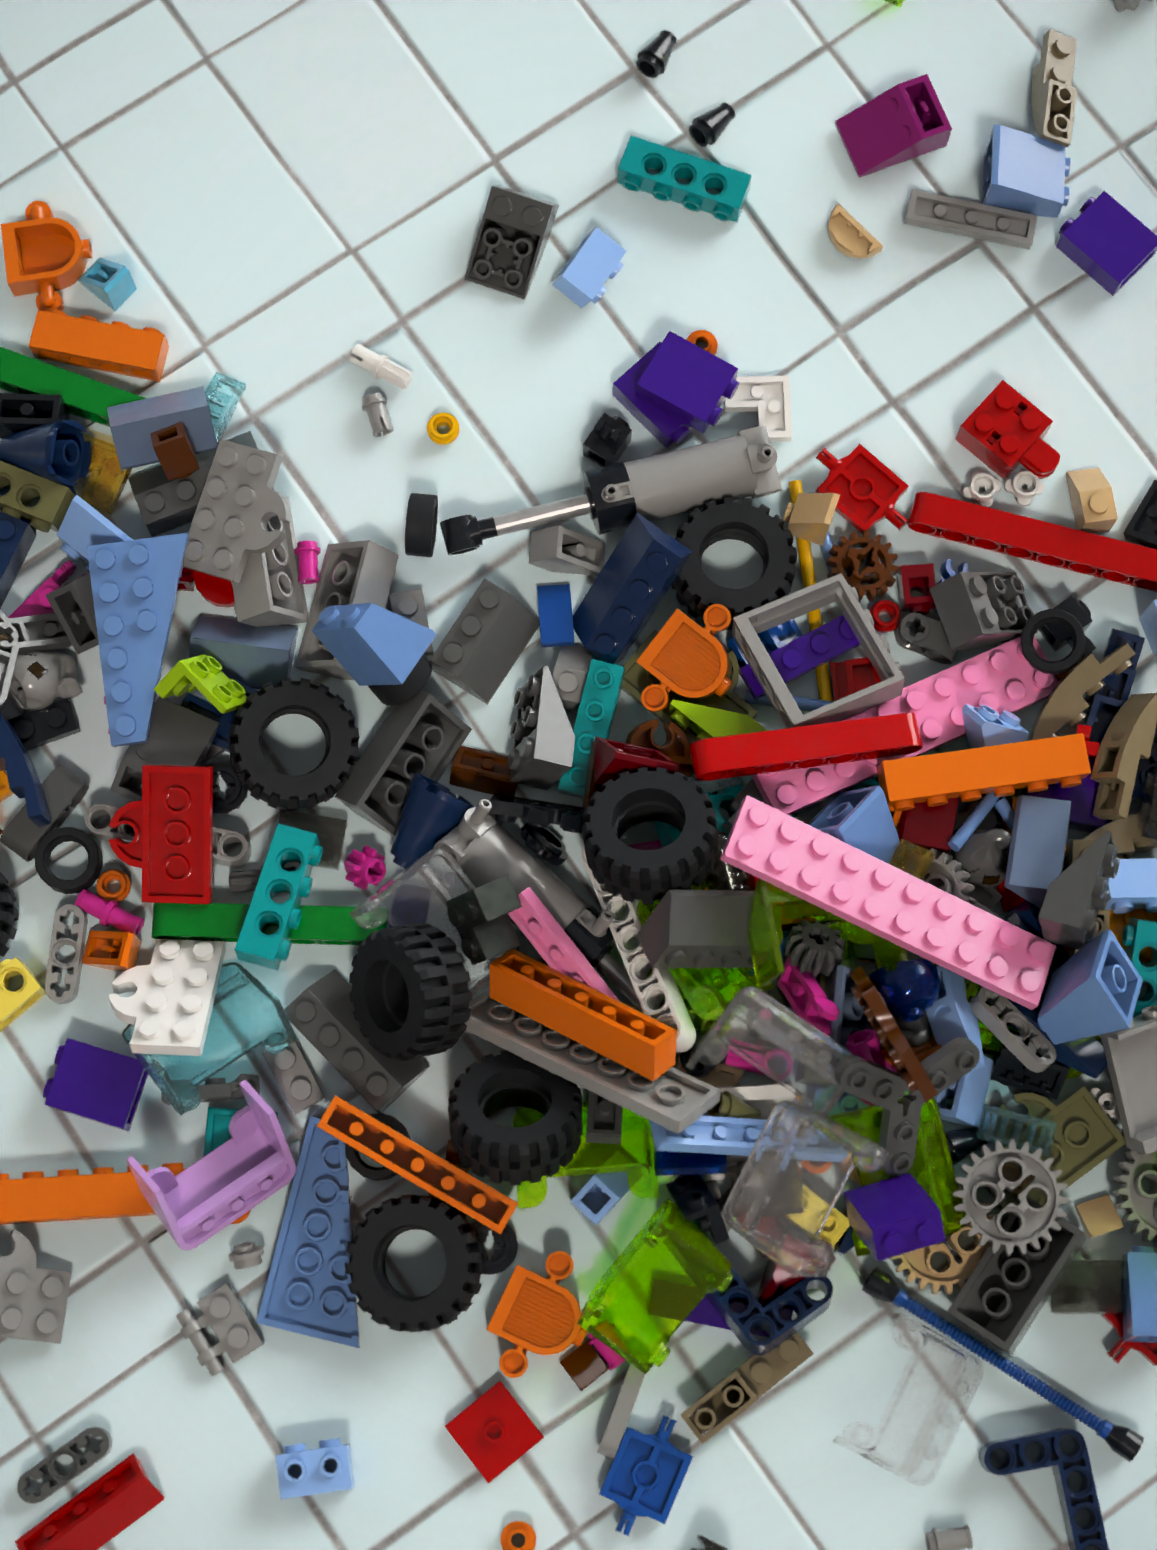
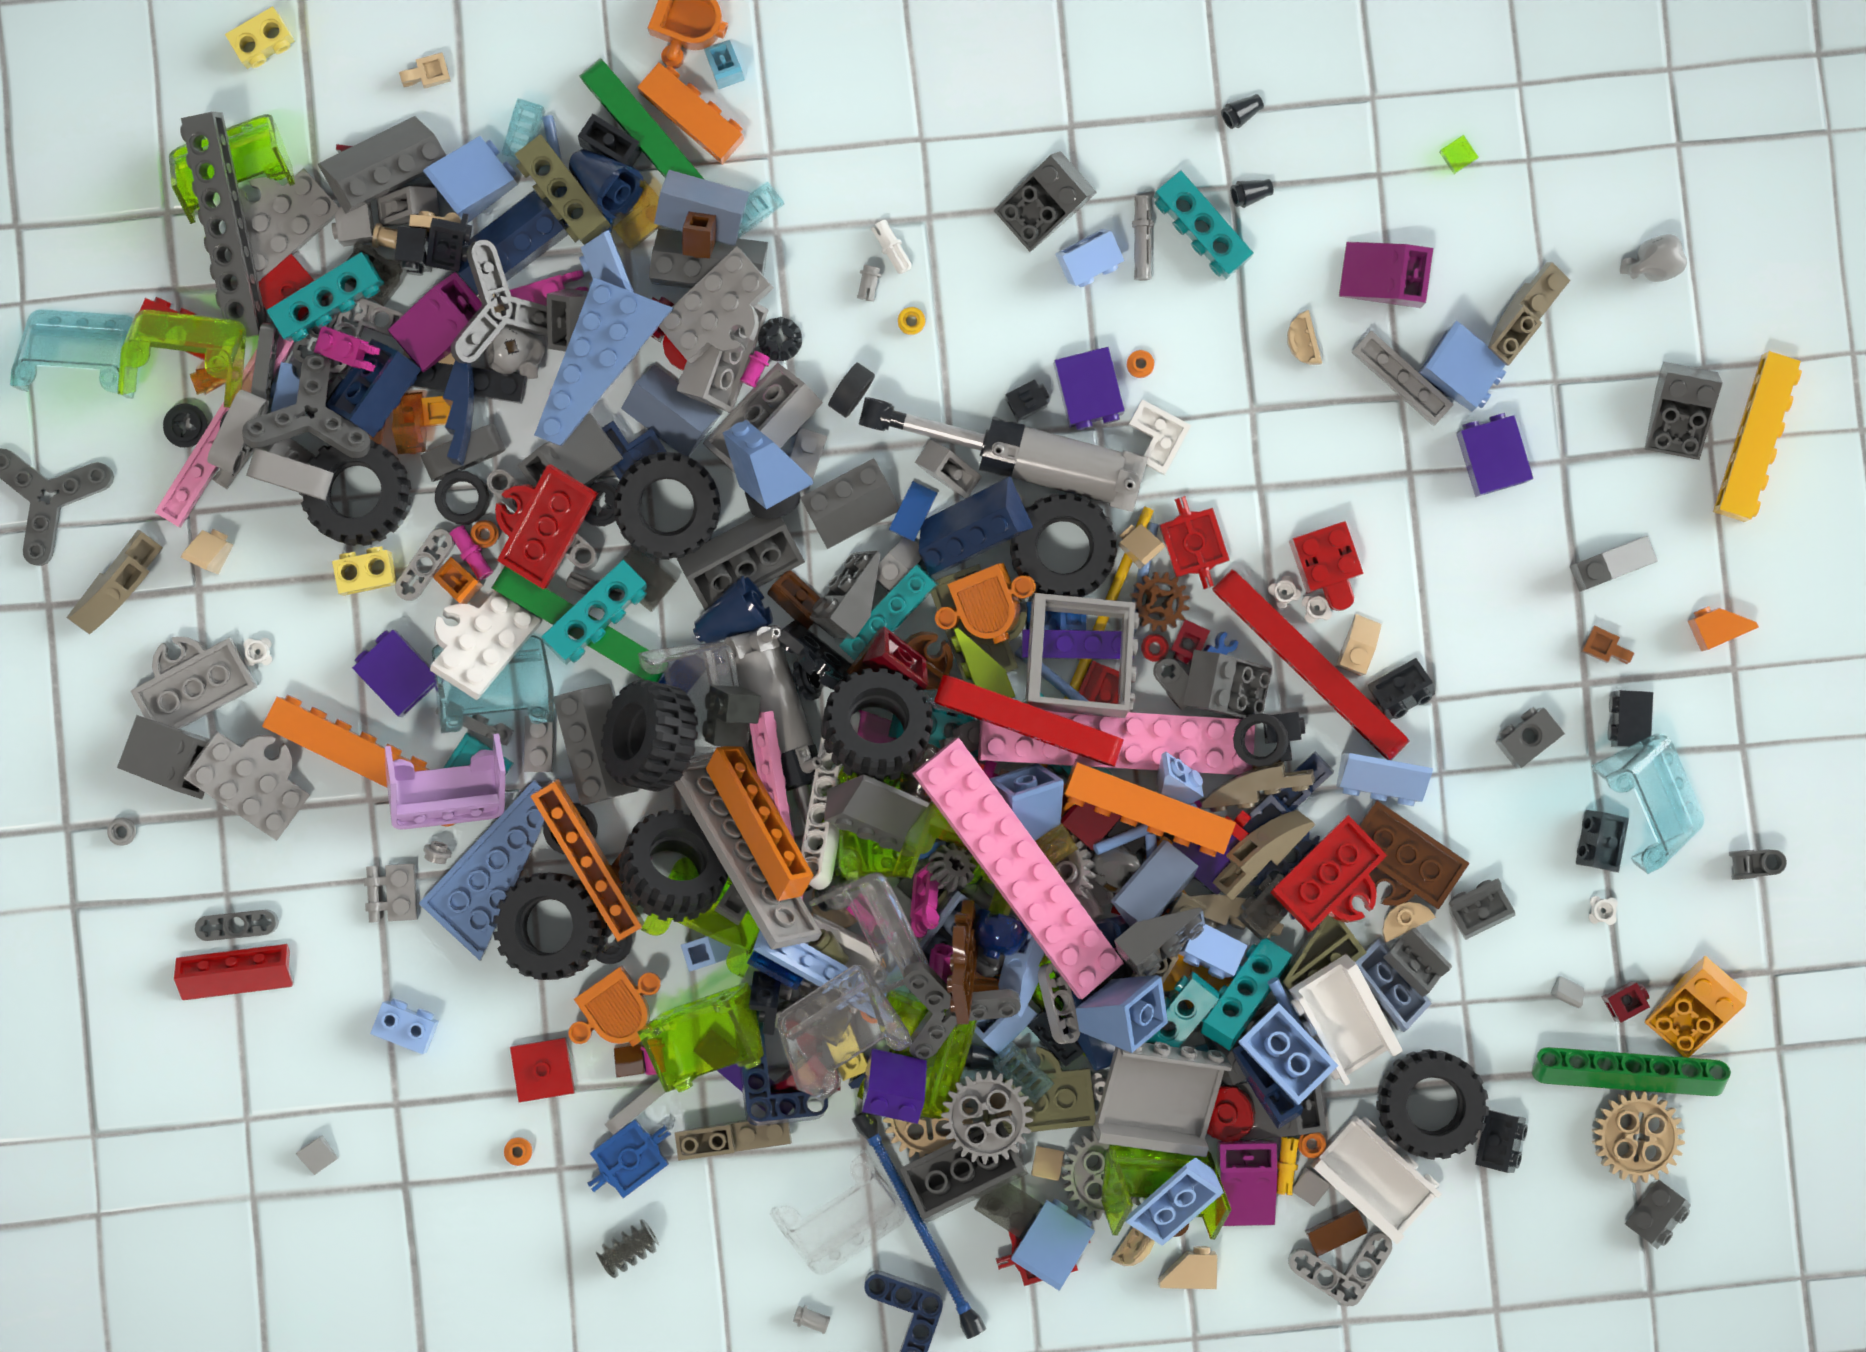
camera: 25 degrees right, 10 degrees up
(203, 674) = (630, 426): lime bracket -> none
(332, 521) = (789, 348): none -> black gear
(365, 867) = (670, 623): dark pink gear -> none
(627, 218) = (1142, 229): none -> light grey pin
(687, 382) = (1108, 393): dark purple brick -> none

